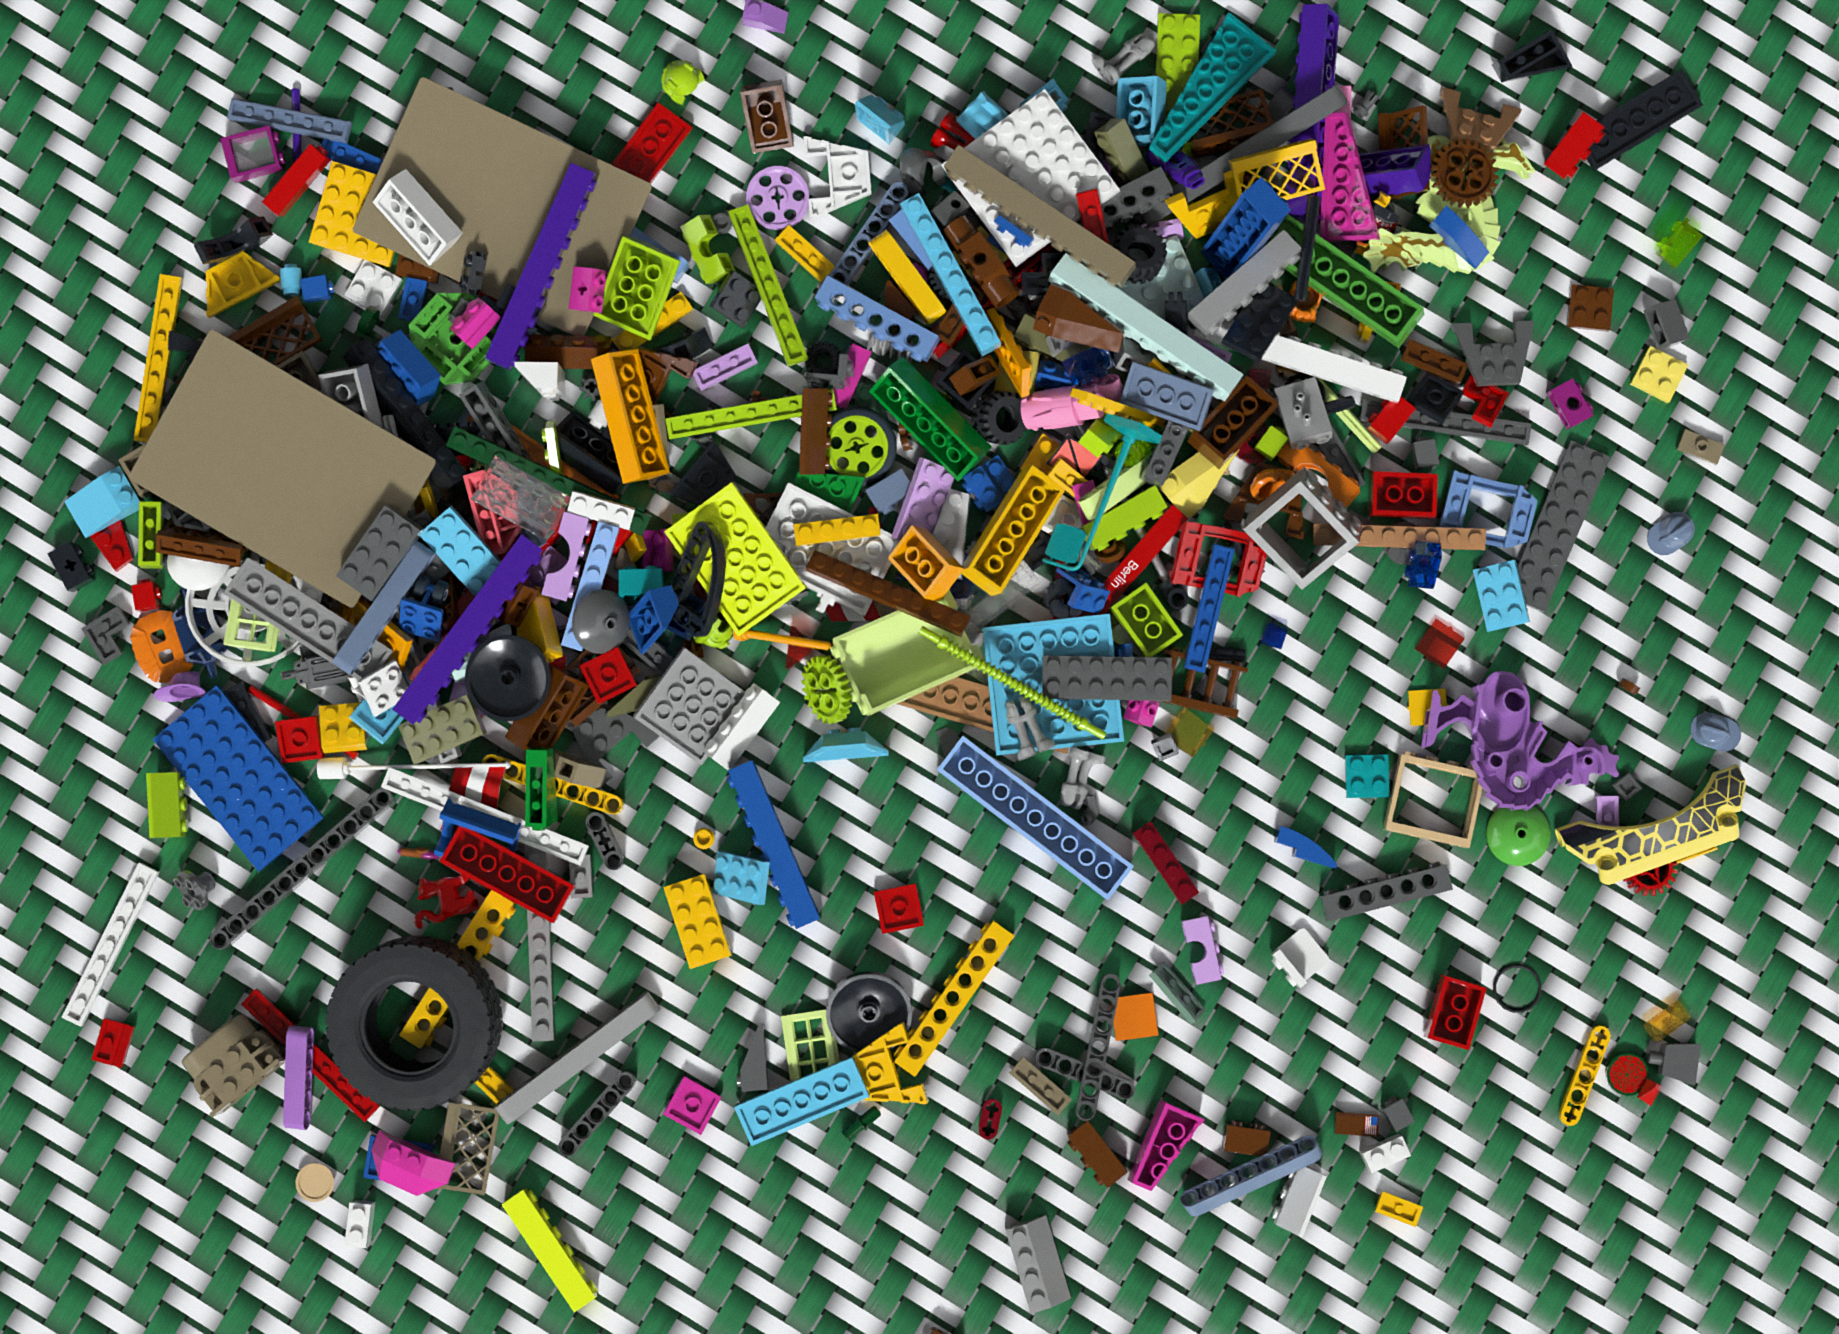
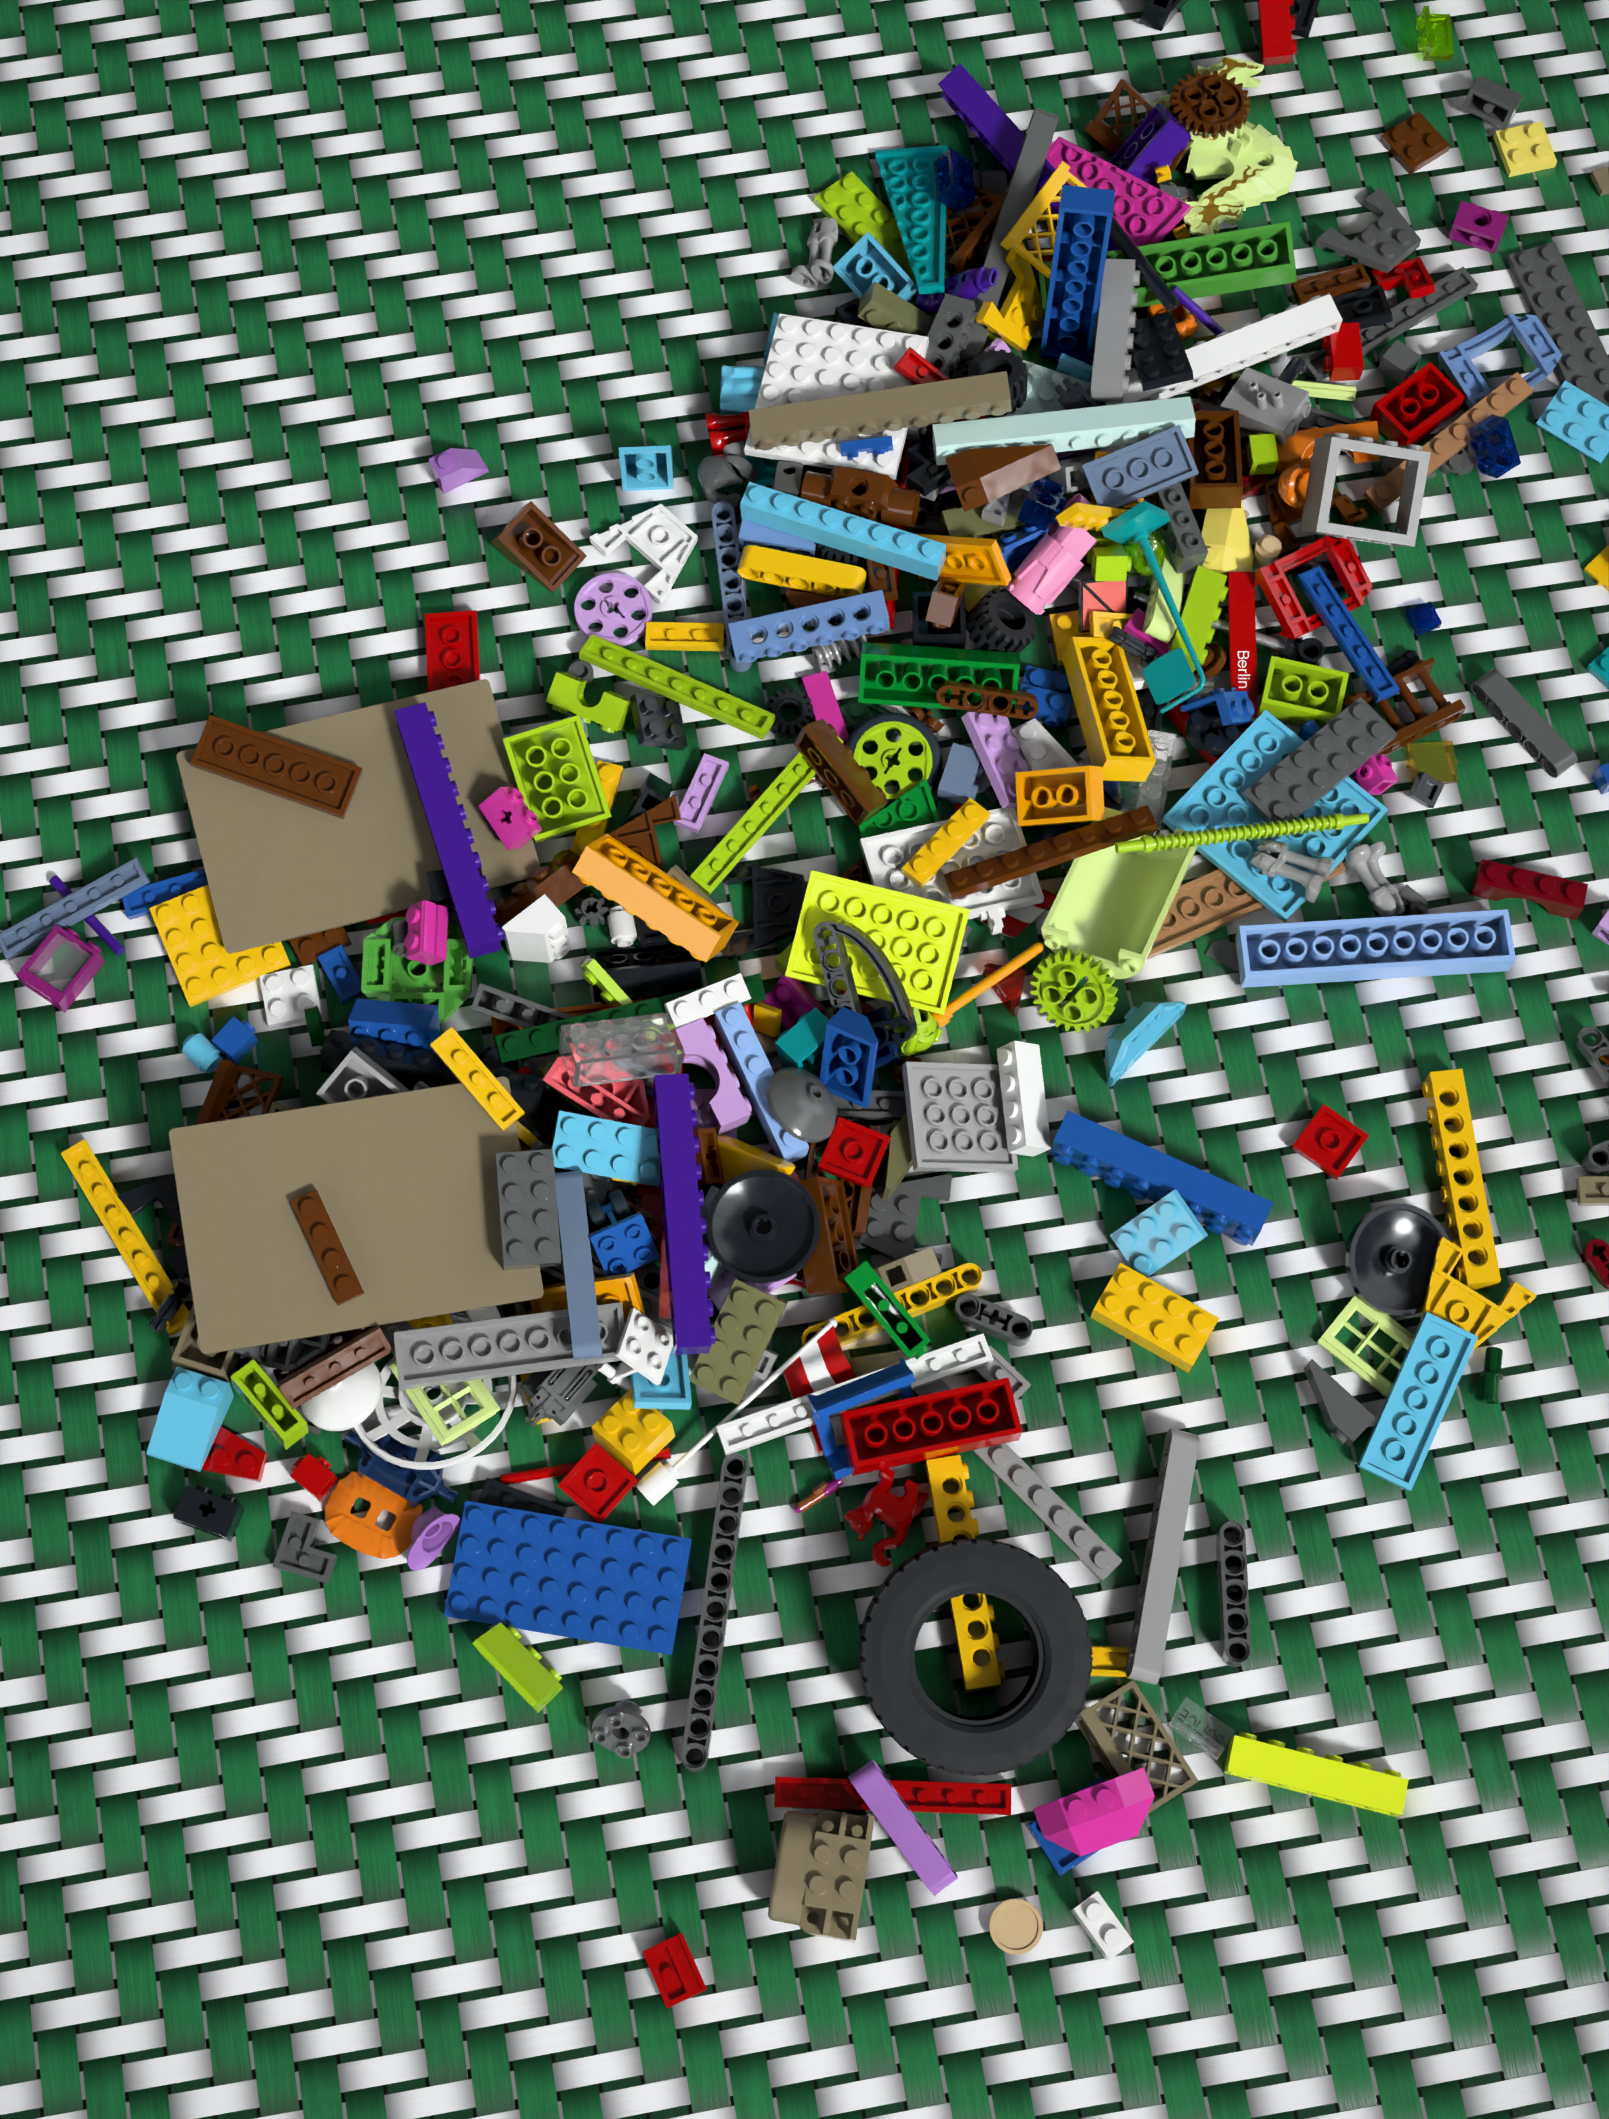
camera: 45 degrees left, 15 degrees down
(110, 944) = (582, 1869): white plate -> none
(142, 425) = (169, 1307): none -> black axle
(235, 282) = (146, 1099): yellow wing -> none
(245, 238) = (117, 1059): black arch -> none
(247, 476) = (327, 1247): none -> reddish brown plate
(297, 179) = (128, 954): red brick -> none
(414, 449) = (477, 1079): none -> yellow plate
(417, 216) = (282, 884): white slope -> none
(470, 279) = (375, 883): black hinge -> none
(473, 137) = (276, 766): none -> reddish brown plate
(512, 1168) = (1200, 1728): none -> clear panel
(680, 79) = (426, 578): lime helmet -> none
(692, 1105) = (1317, 1502): dark pink plate -> none
(703, 838) = (1084, 1237): yellow plate -> none
(845, 370) = (821, 707): dark grey bracket -> none
(946, 458) = (988, 695): none -> reddish brown beam
(1067, 500) = (1132, 644): none -> black axle
(1214, 510) = (1266, 551): none -> tan brick
(1249, 84) = (954, 180): none -> clear blue brick
(1267, 757) = (1524, 723): none -> dark grey beam
(1321, 317) = (1197, 311): none -> dark purple bar
(1361, 109) = (1065, 130): dark grey pin -> none
(1364, 333) = (1247, 305): yellow plate -> none
(1439, 643) = (1570, 508): clear red piece -> none
(1459, 237) = (1255, 156): blue slope -> none
(1475, 126) = (1167, 73): medium nougat wing -> none

